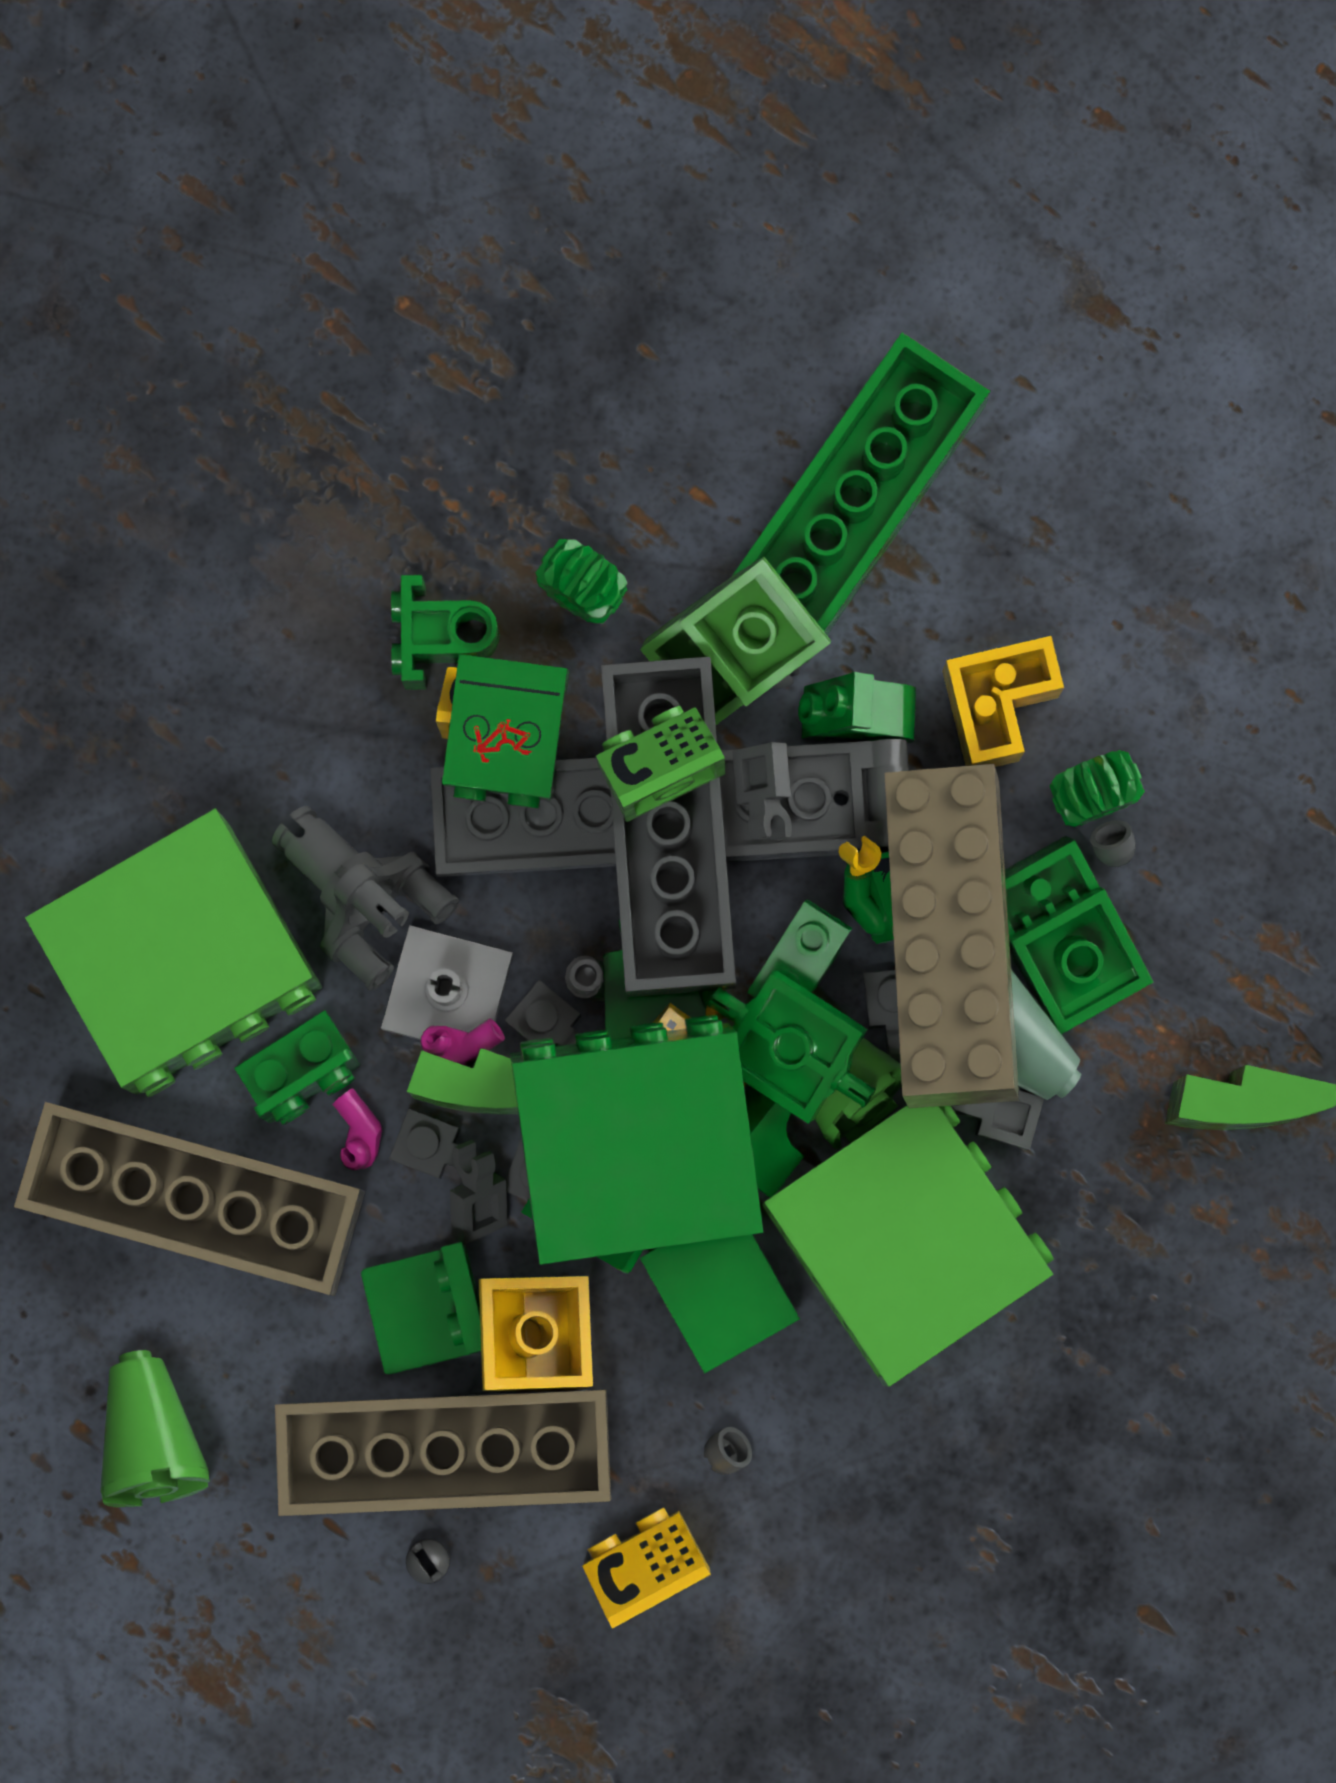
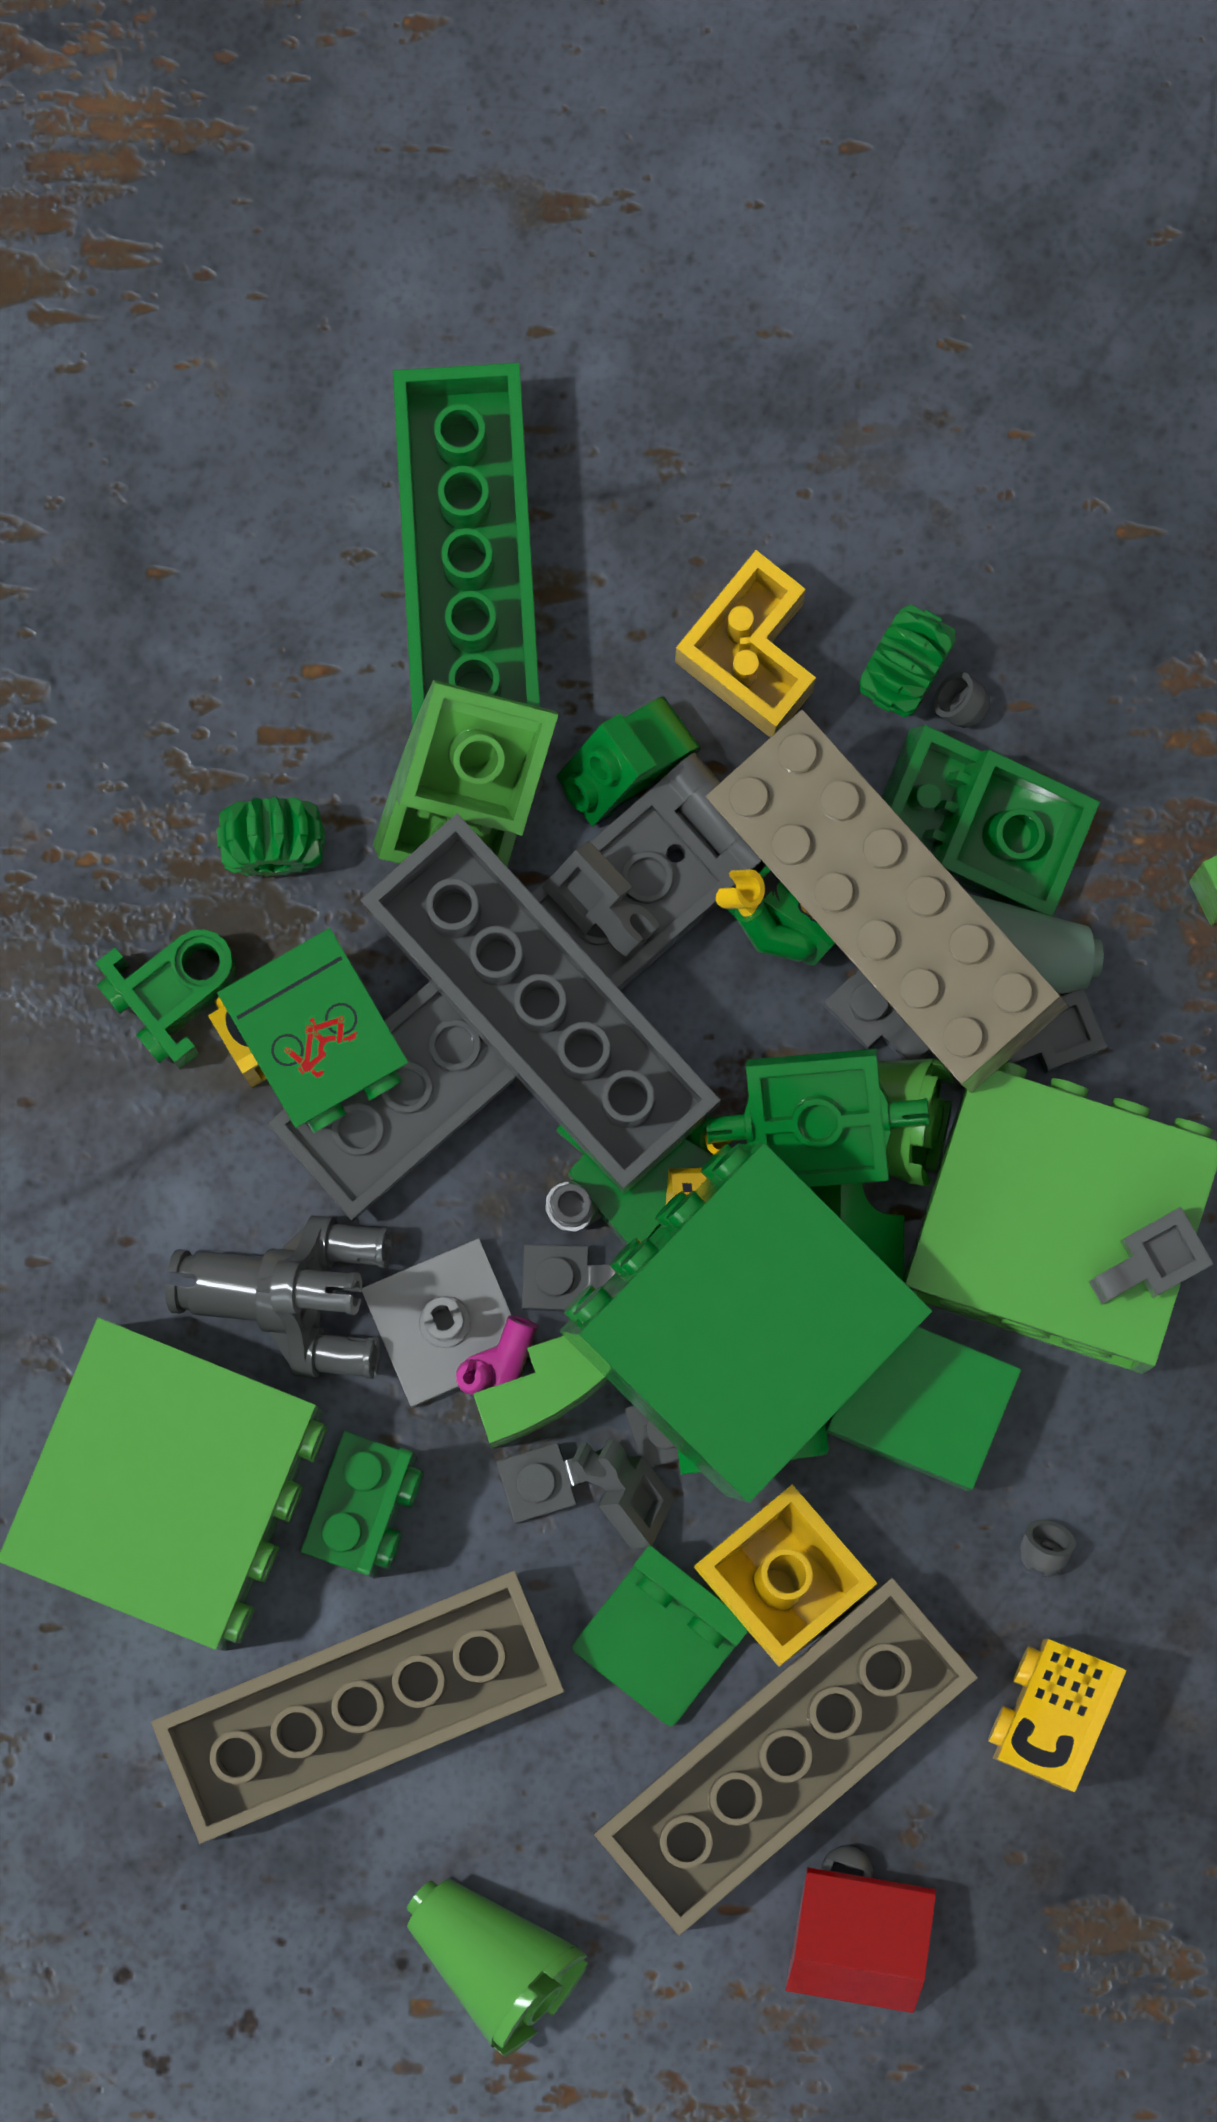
camera: 40 degrees left, 0 degrees up
(363, 1133) = (470, 1517): dark pink arm -> none
(399, 1613) = (861, 1940): none -> red slope
(660, 762) = (491, 946): bright green slope -> none
(805, 948) = (755, 1020): green pin -> none
(949, 1315) = (1159, 1256): none -> dark grey plate

